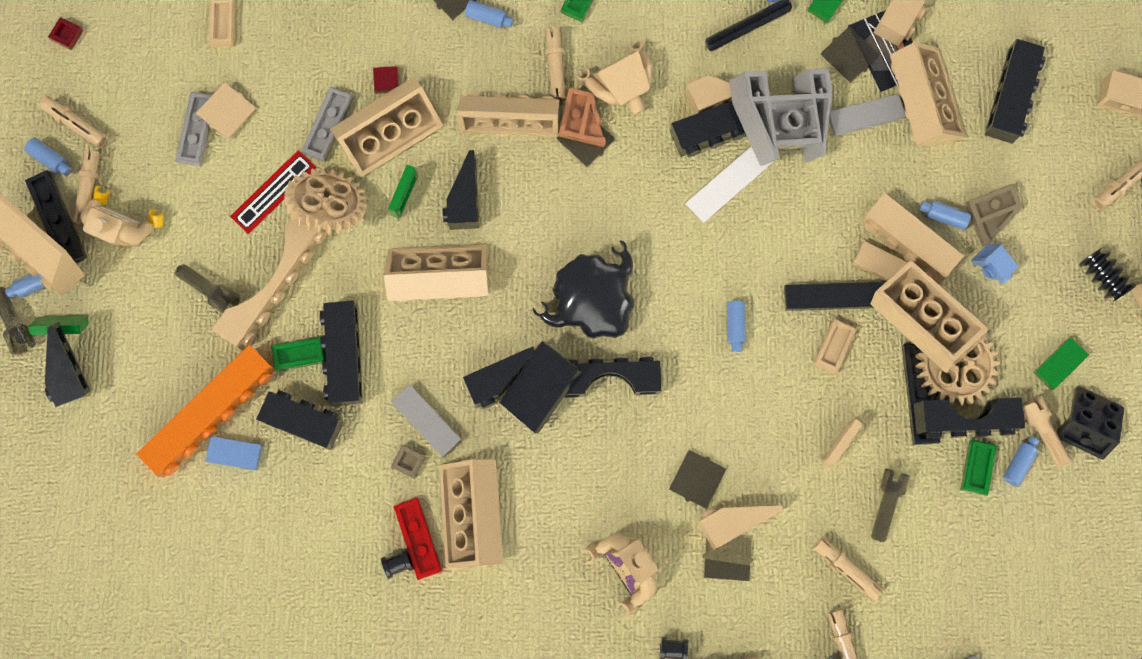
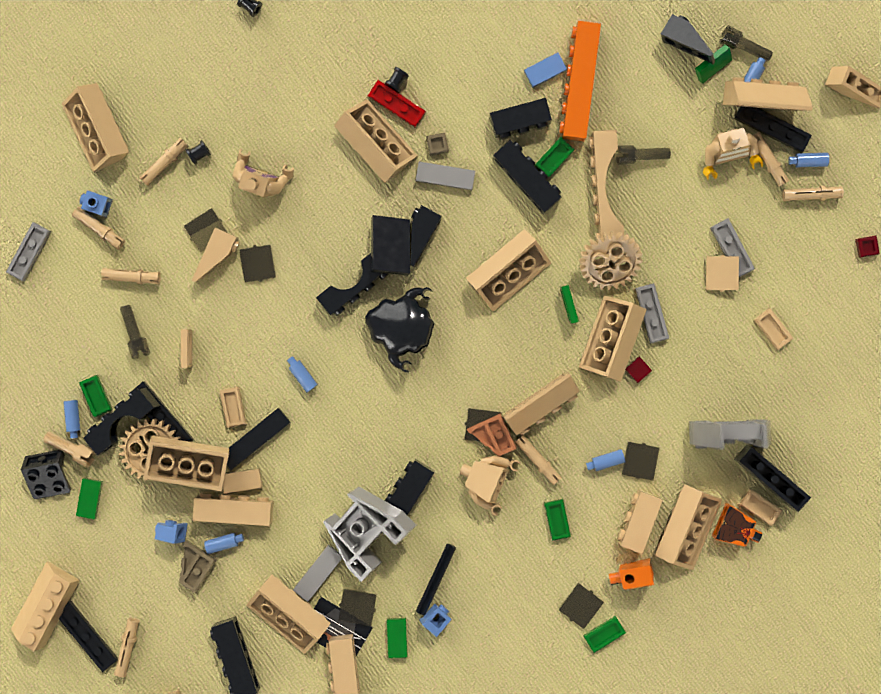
camera: 150 degrees right, 10 degrees up
(270, 193) = (652, 245): sticker -> none
(463, 197) = (527, 326): black slope -> none
(707, 93) = (427, 510): tan slope -> none
(726, 185) = (373, 459): white sticker -> none
(1107, 274) = (97, 576): black piece -> none

